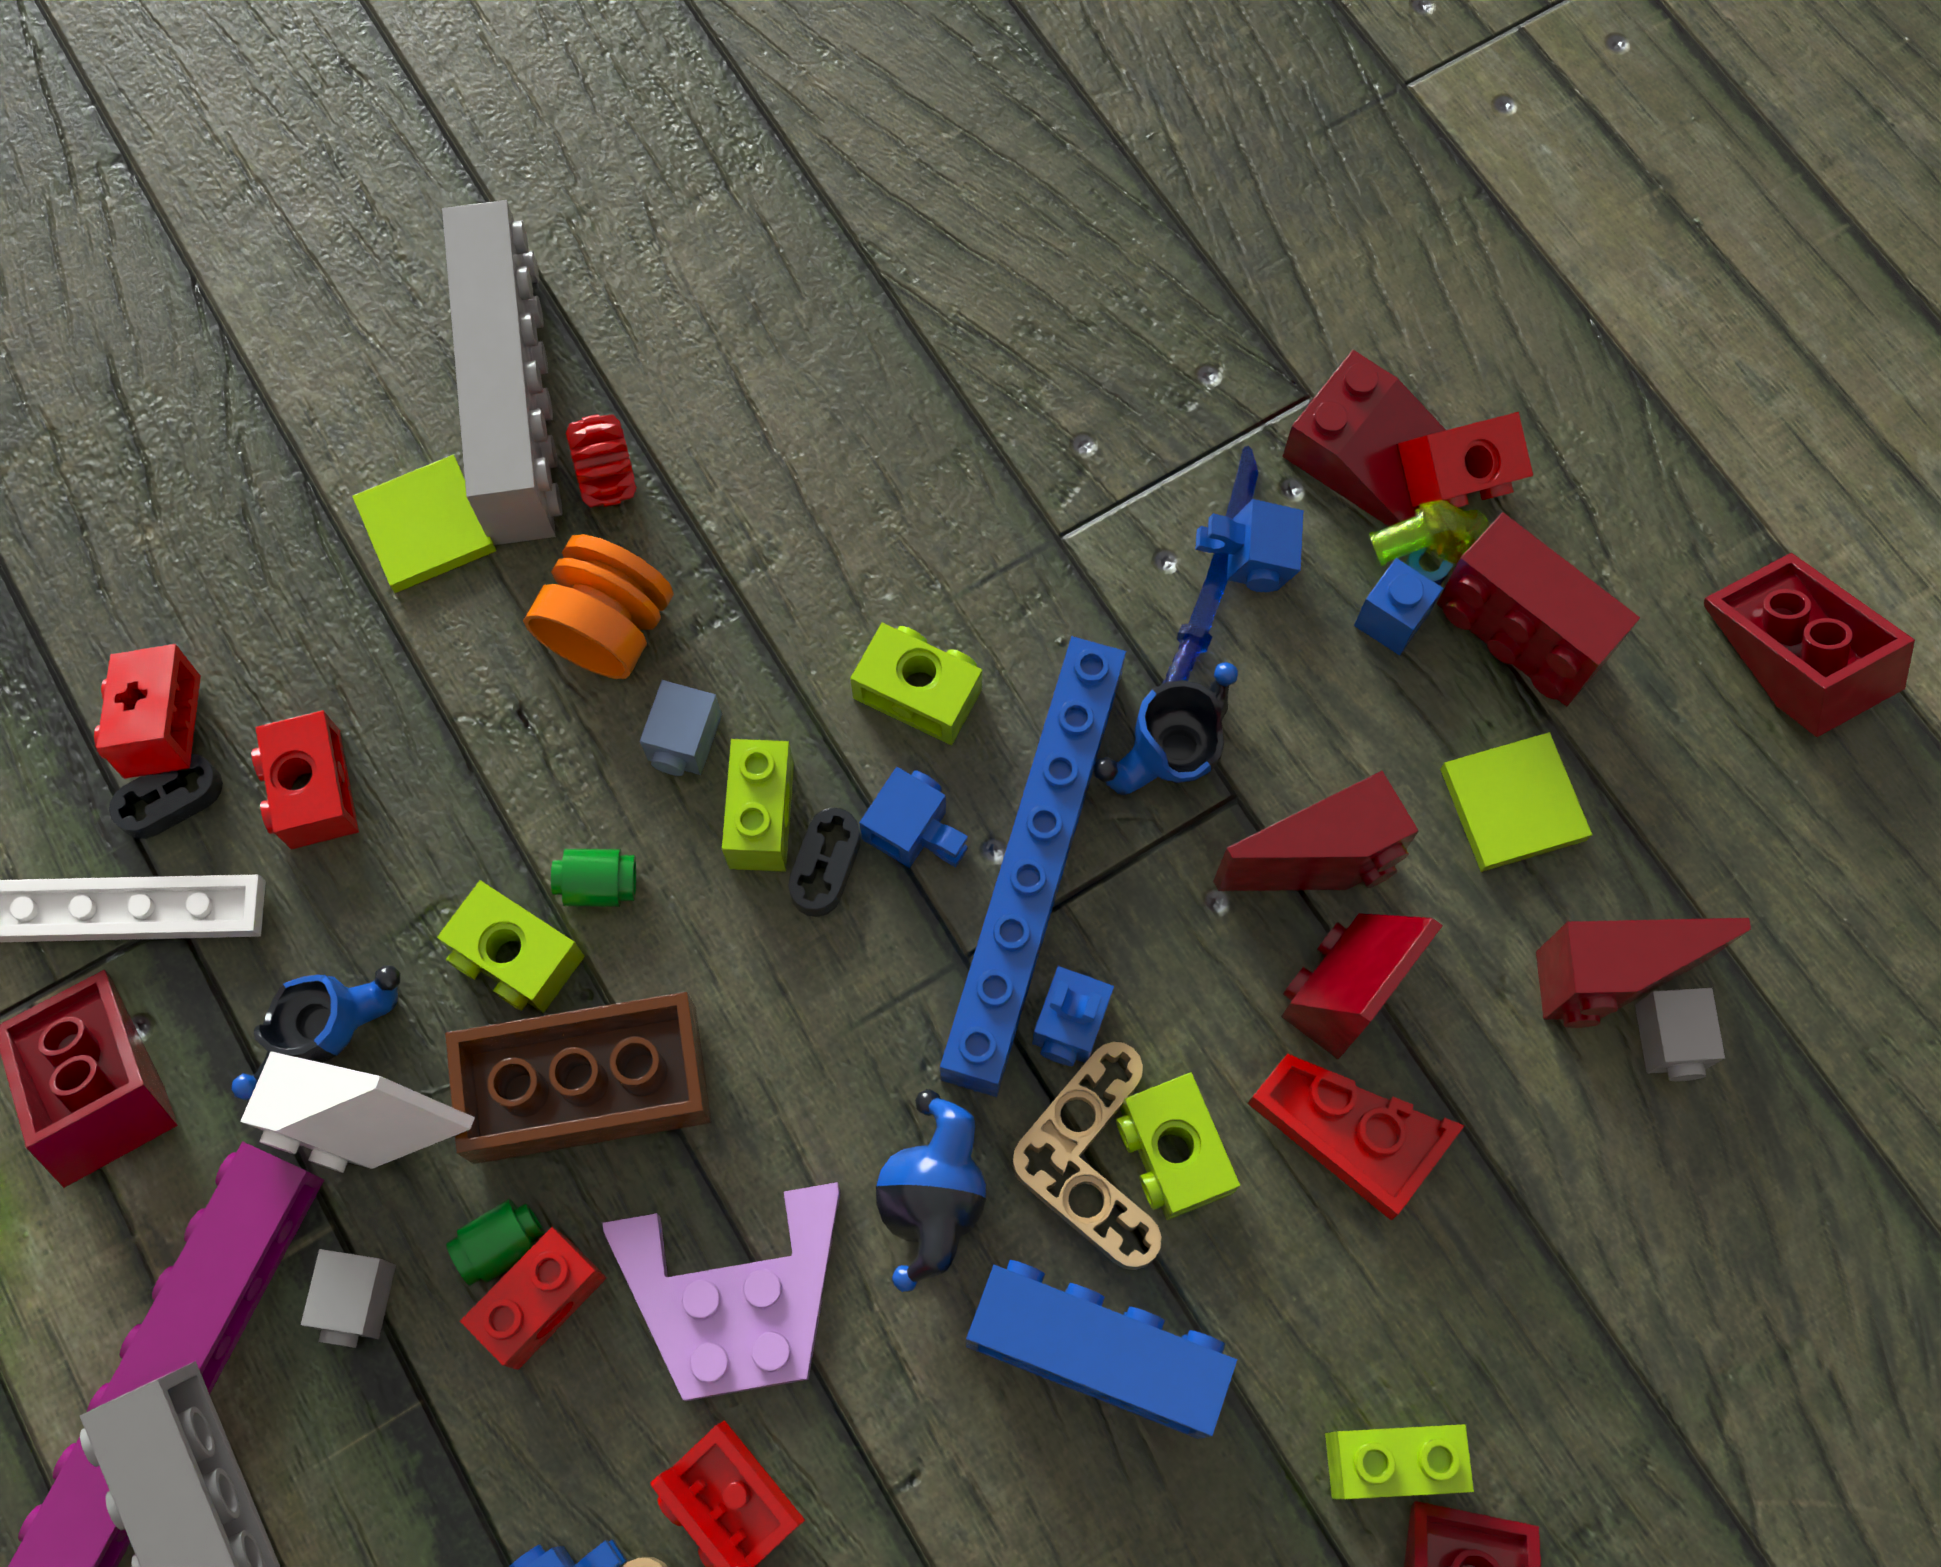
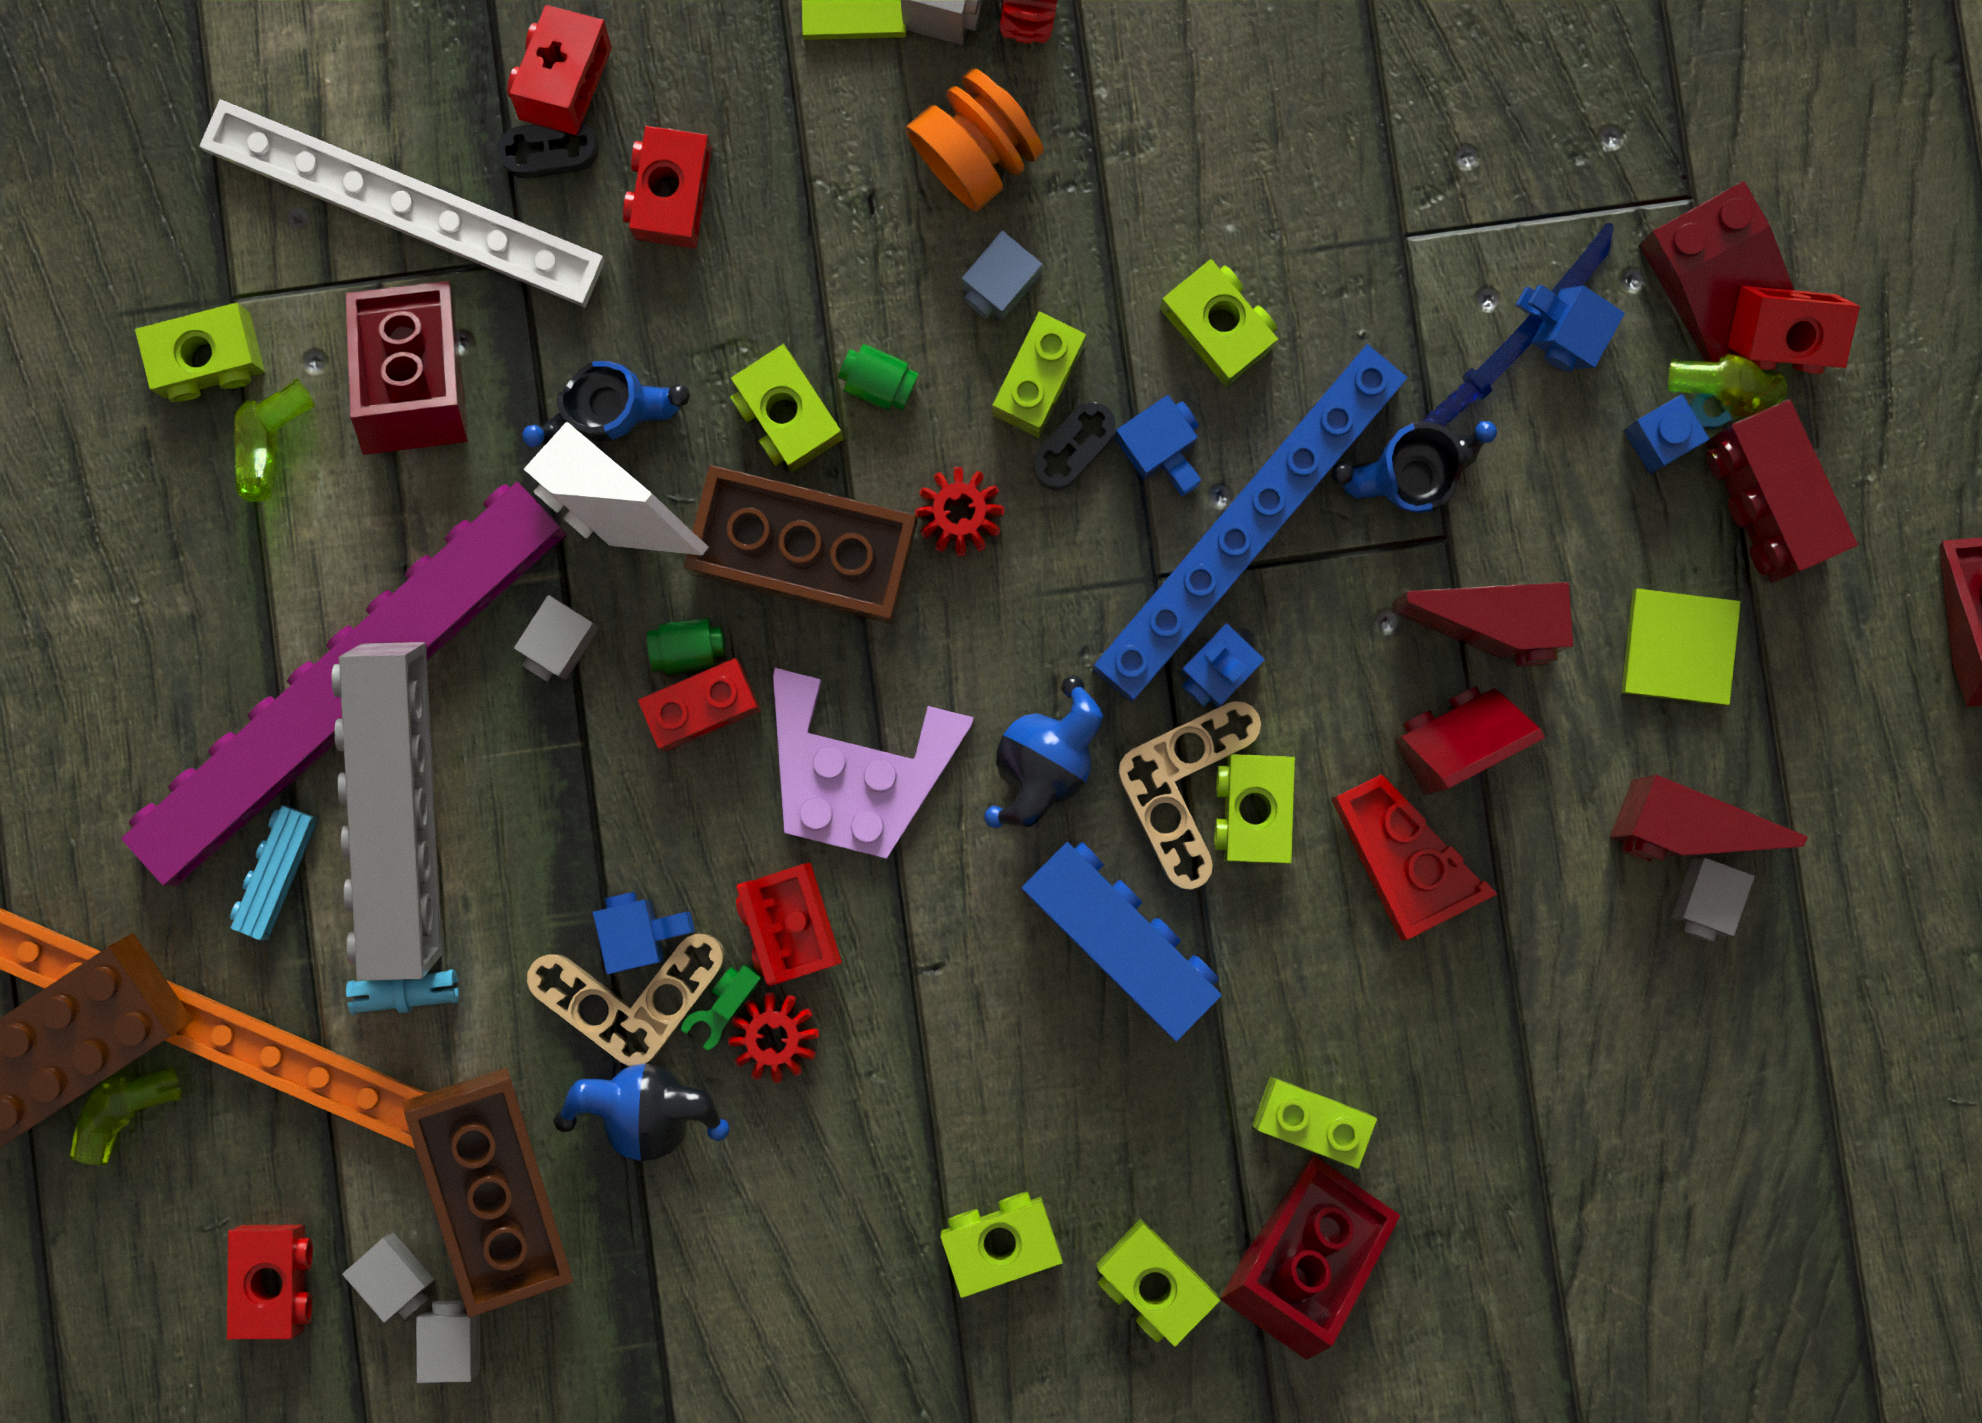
camera: 25 degrees right, 15 degrees up
(748, 988) = (954, 495): none -> red gear

